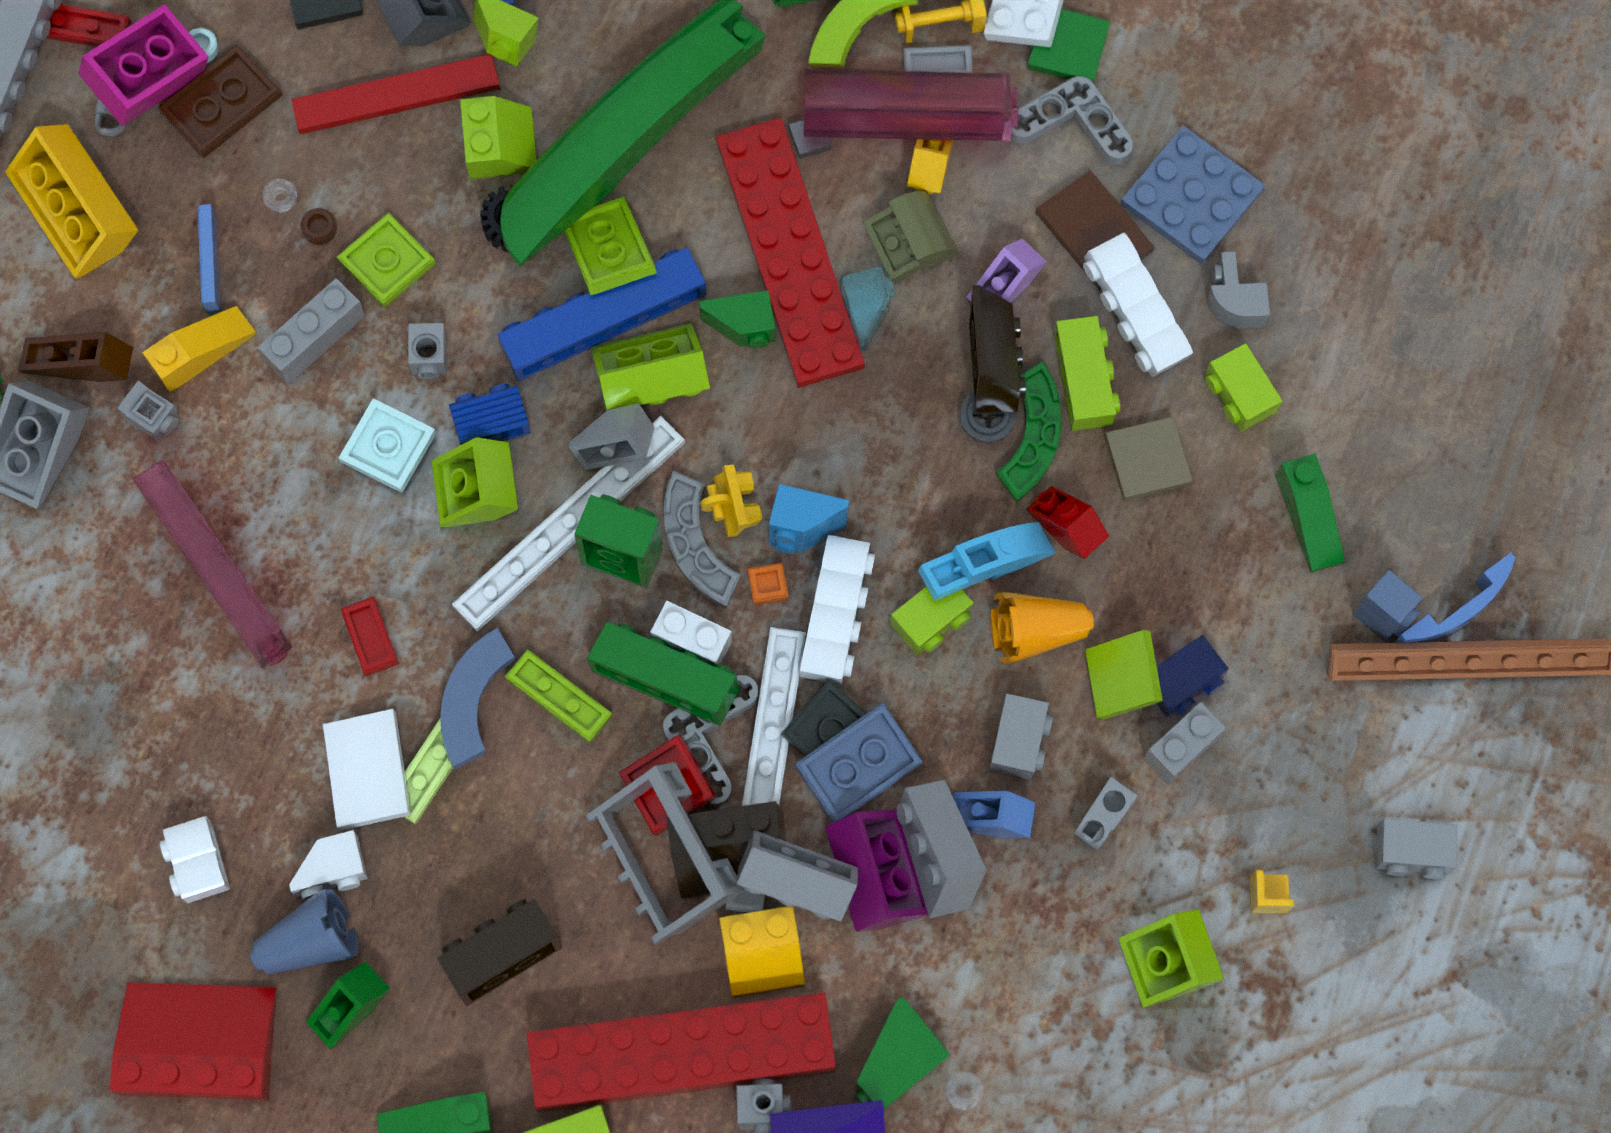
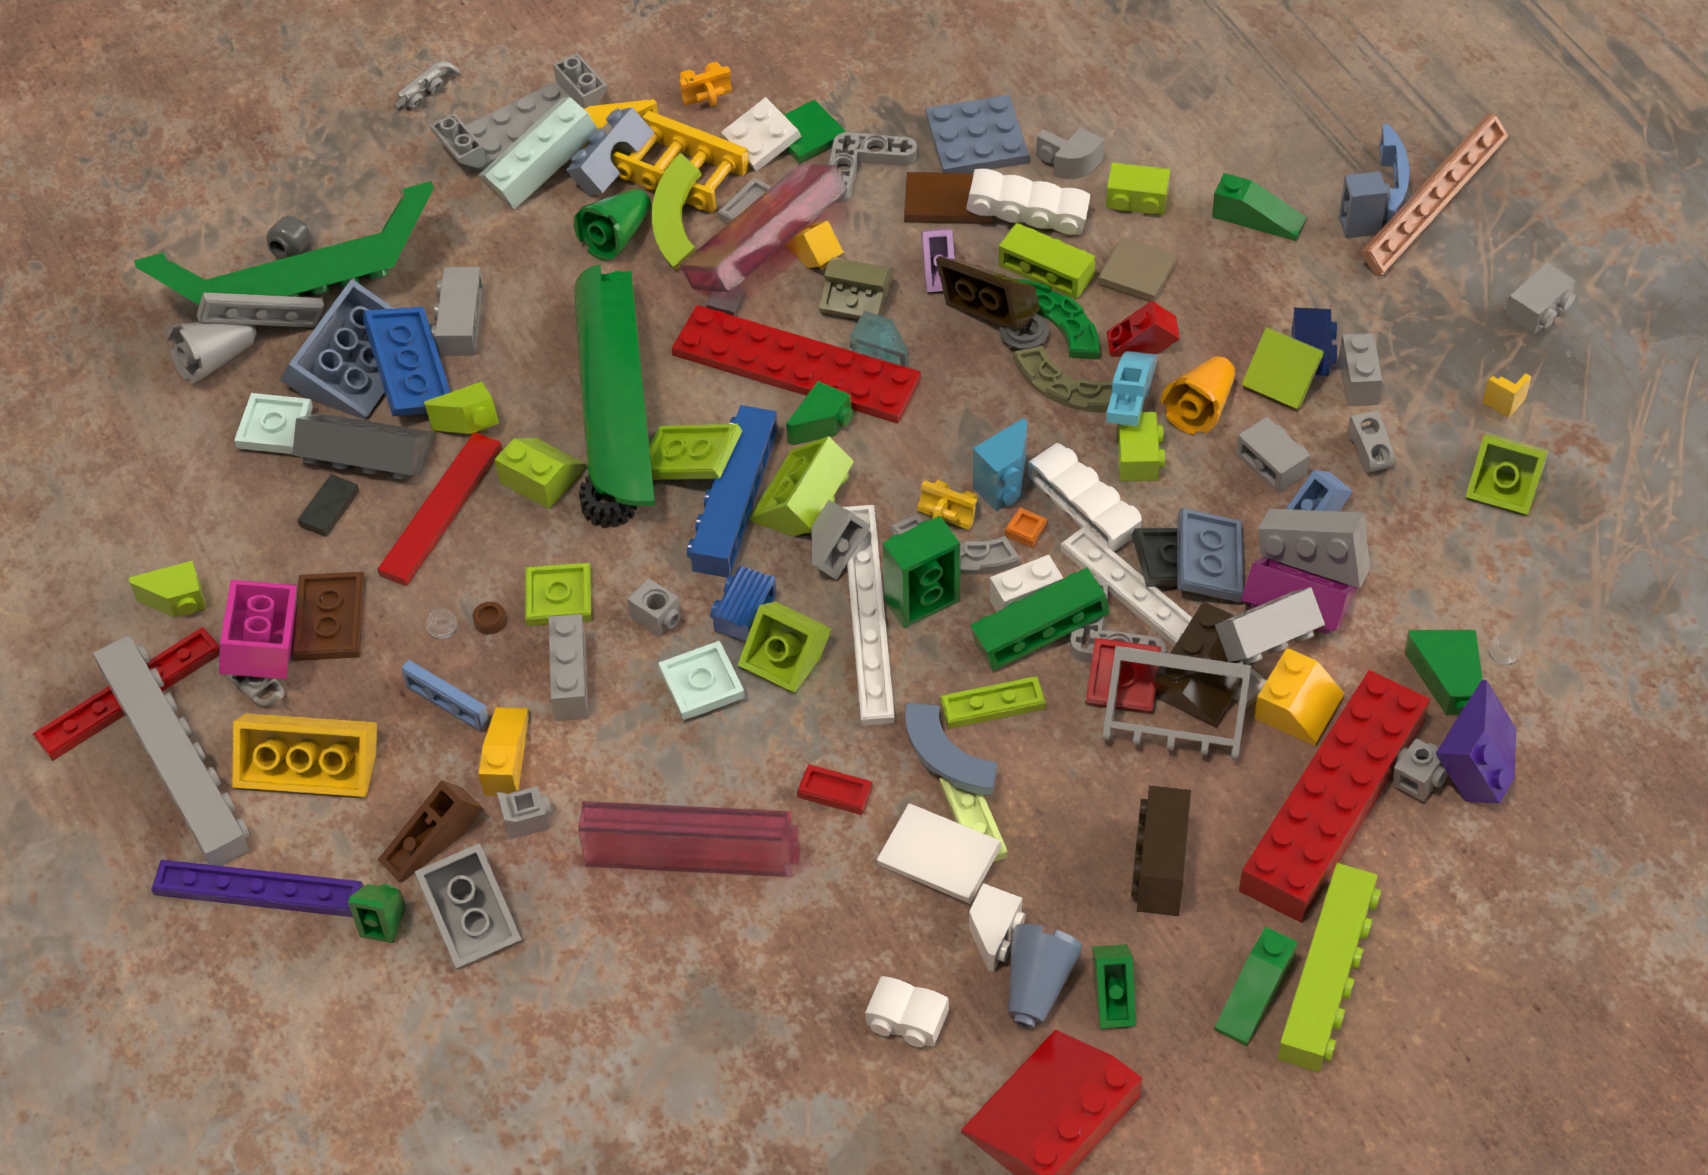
camera: 45 degrees left, 20 degrees down
(952, 487) = (1055, 385): none -> olive tile

